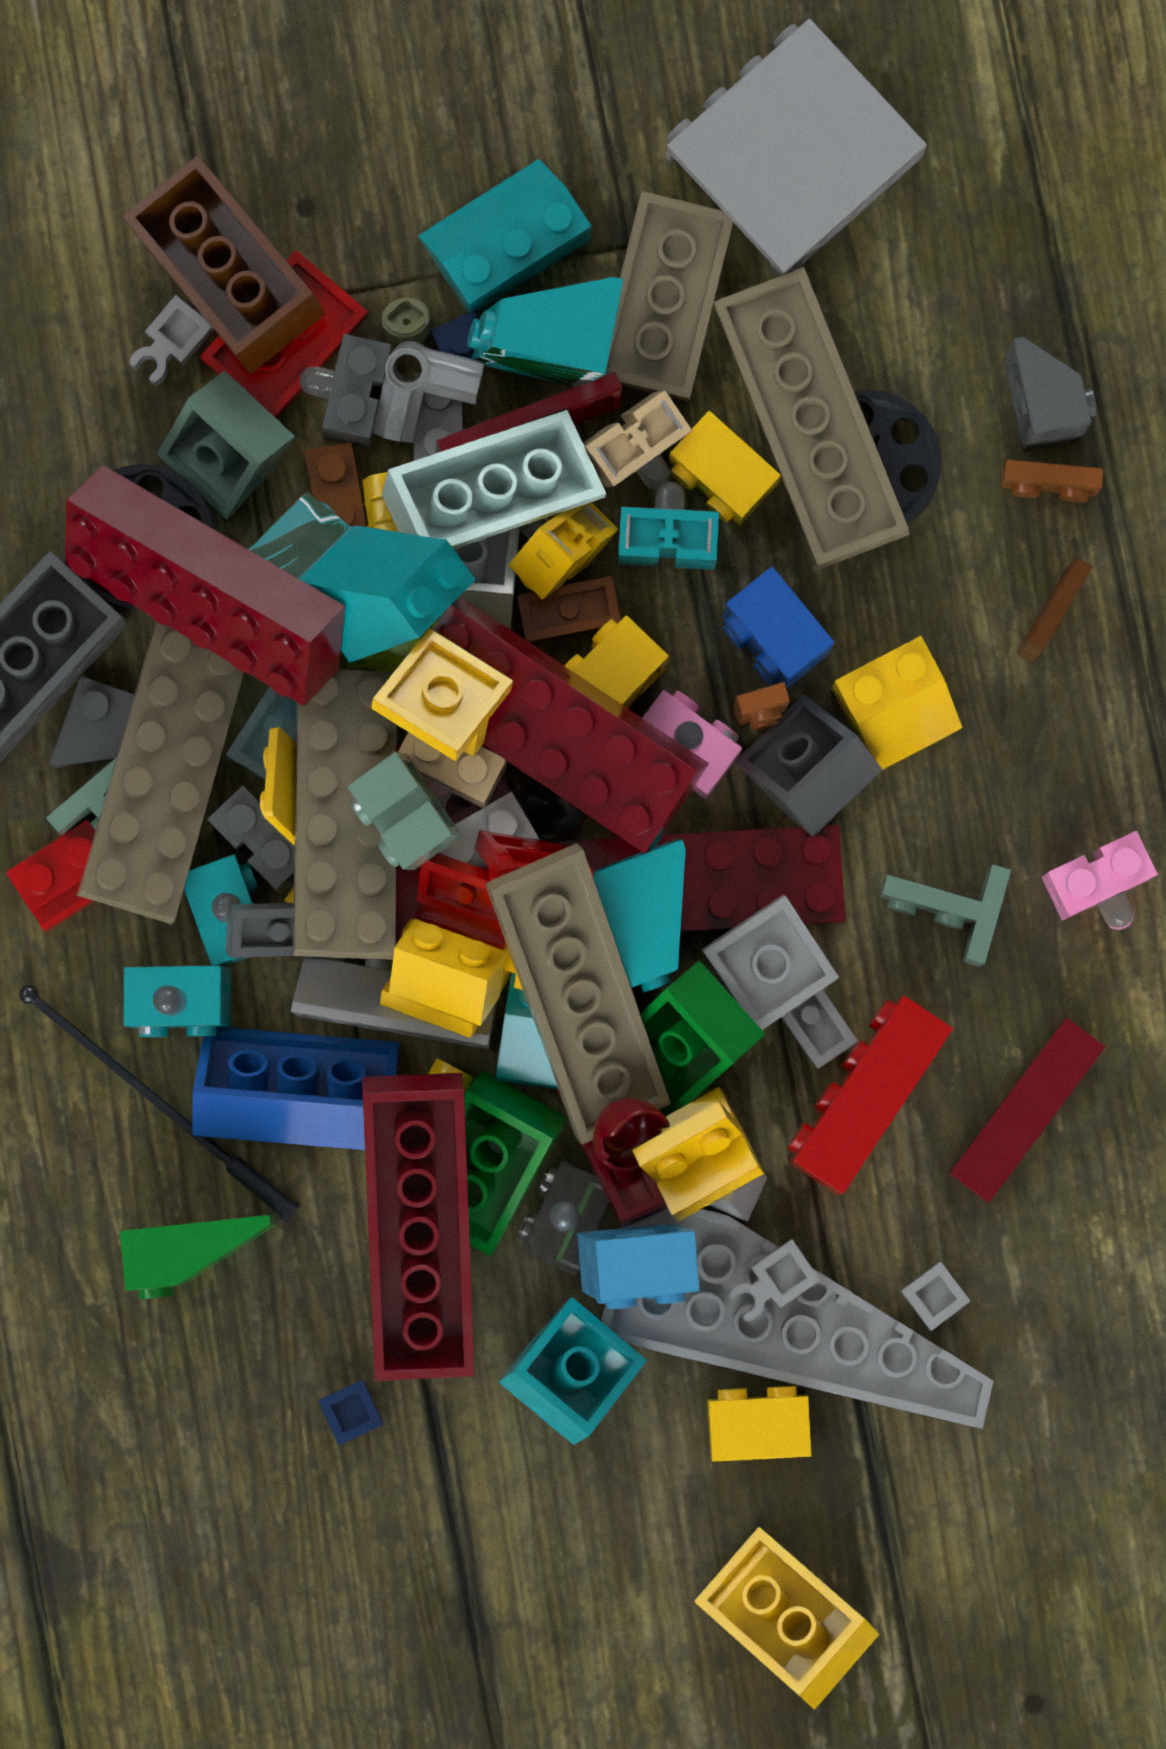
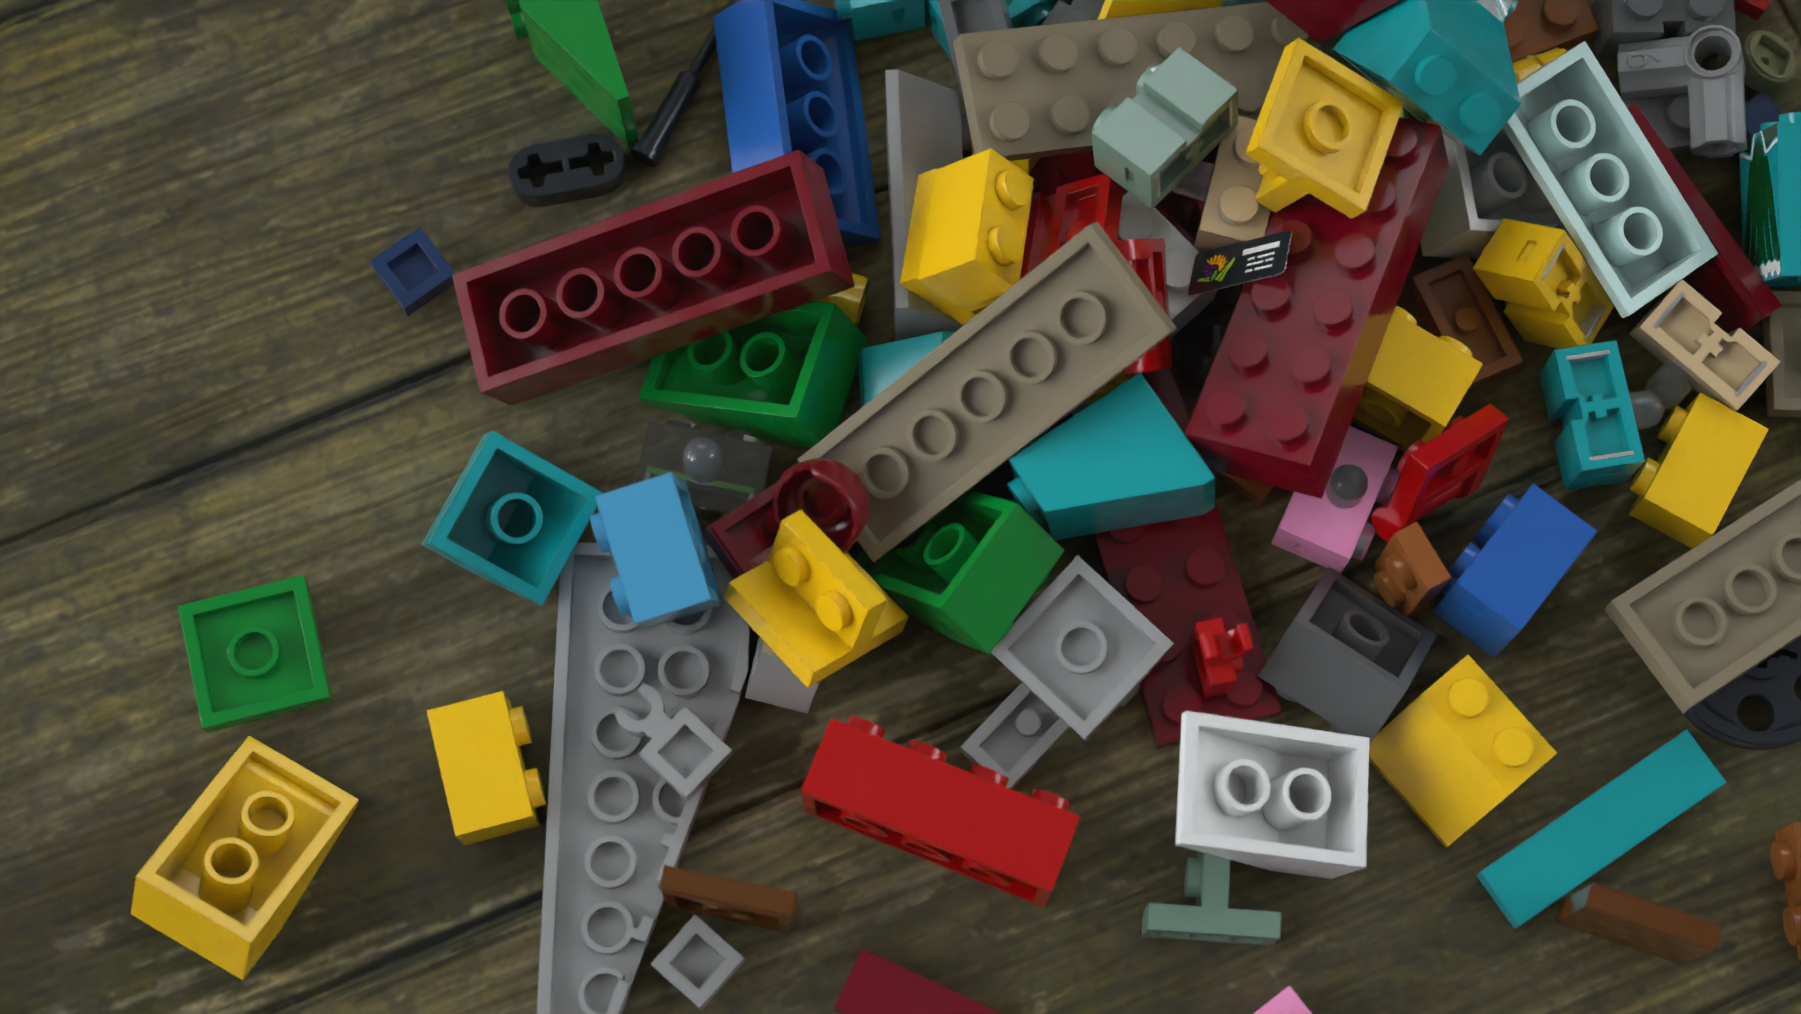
camera: 80 degrees right, 10 degrees down
(277, 1276) = (567, 170): none -> black beam
(518, 779) = (1240, 263): none -> black sticker
(633, 1585) = (255, 653): none -> green plate
(694, 672) = (1441, 469): none -> red plate
(797, 863) = (1219, 654): none -> red plate
(901, 1262) = (730, 899): none -> reddish brown tile
(909, 850) = (1273, 795): none -> white slope
(973, 613) = (1600, 829): none -> teal tile

